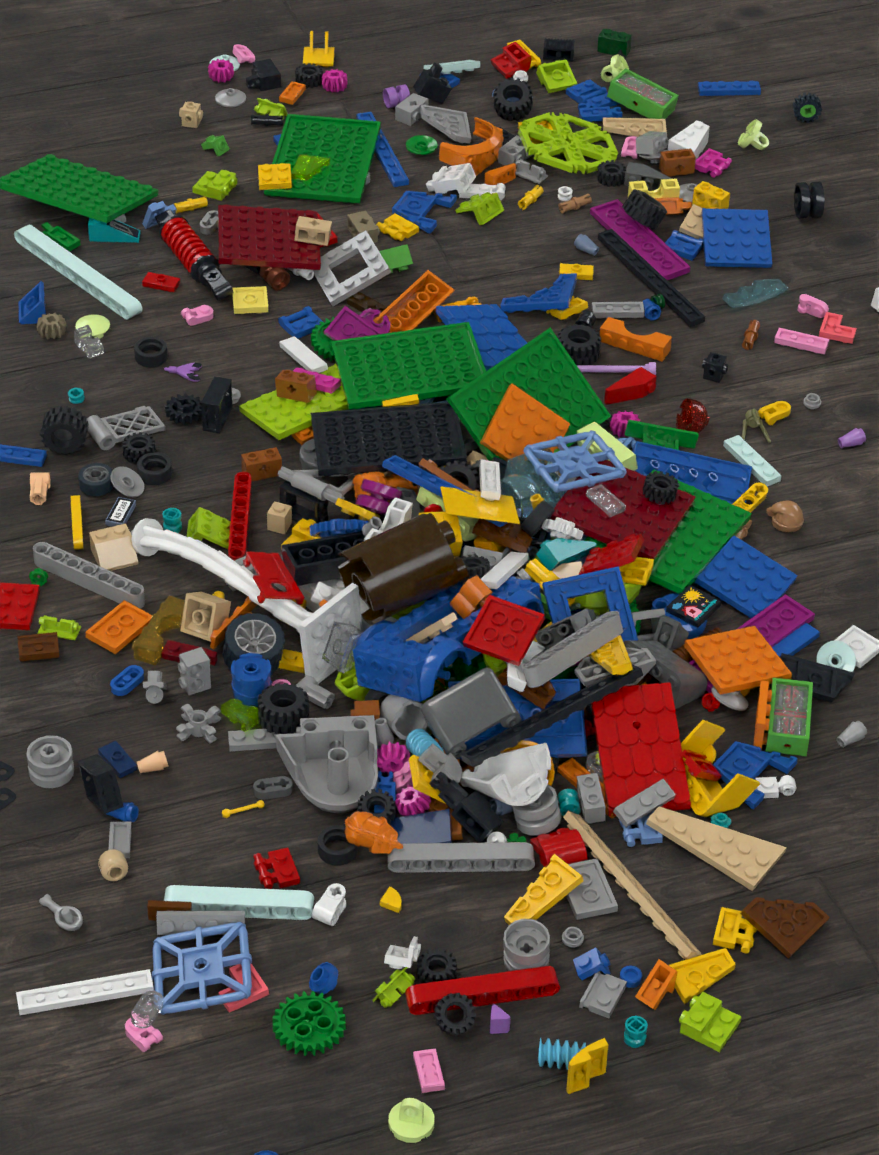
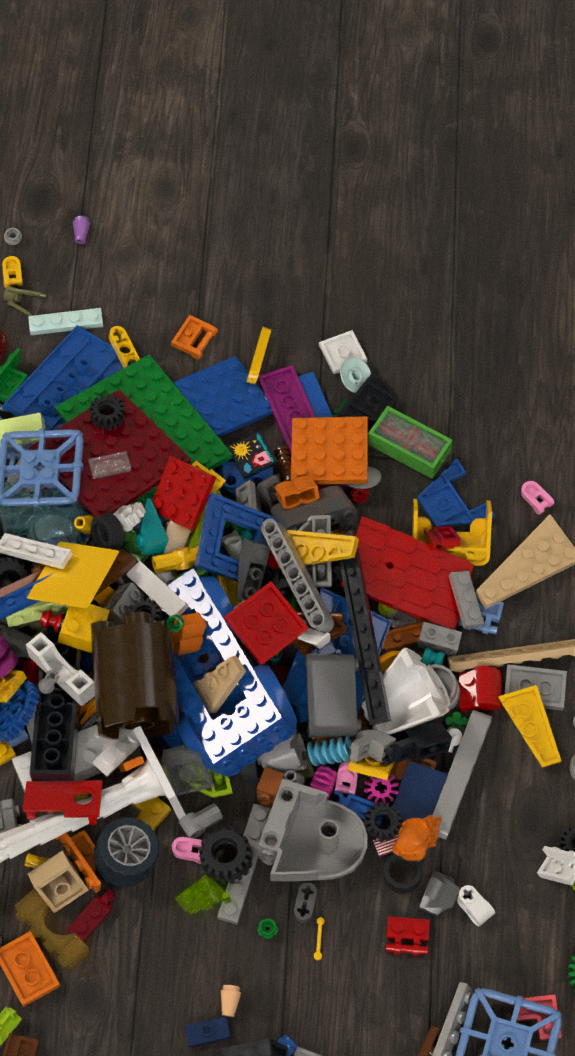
camera: 65 degrees left, 20 degrees up
(127, 680) = (107, 987): blue plate -> none
(154, 687) = (131, 962): light grey hips -> none
(194, 671) = (133, 918): light grey brick -> none
(198, 723) = (181, 944): light grey pin -> none
(234, 768) = (263, 924): none -> green plate
(250, 678) = (178, 880): blue piece -> none
(255, 902) = (438, 984): light aqua beam -> none
(323, 978) = (558, 943): blue plate -> none
(328, 873) = (439, 894): none -> dark grey slope
(391, 900) = (483, 851): yellow tile -> none
(466, 570) = (178, 625): none -> green hinge
(673, 644) = (295, 492): none -> orange brick
(721, 820) = (499, 554): teal plate -> none
(763, 710) = (403, 463): orange plate -> none
(772, 788) = (475, 495): white plate -> none
(786, 516) = (159, 329): medium nougat piece -> none
(796, 538) = (189, 333): none -> orange plate
(801, 826) = (531, 492): none -> bright pink plate
(806, 586) = (258, 355): none -> yellow beam
(853, 733) = (444, 404): light grey cone -> none

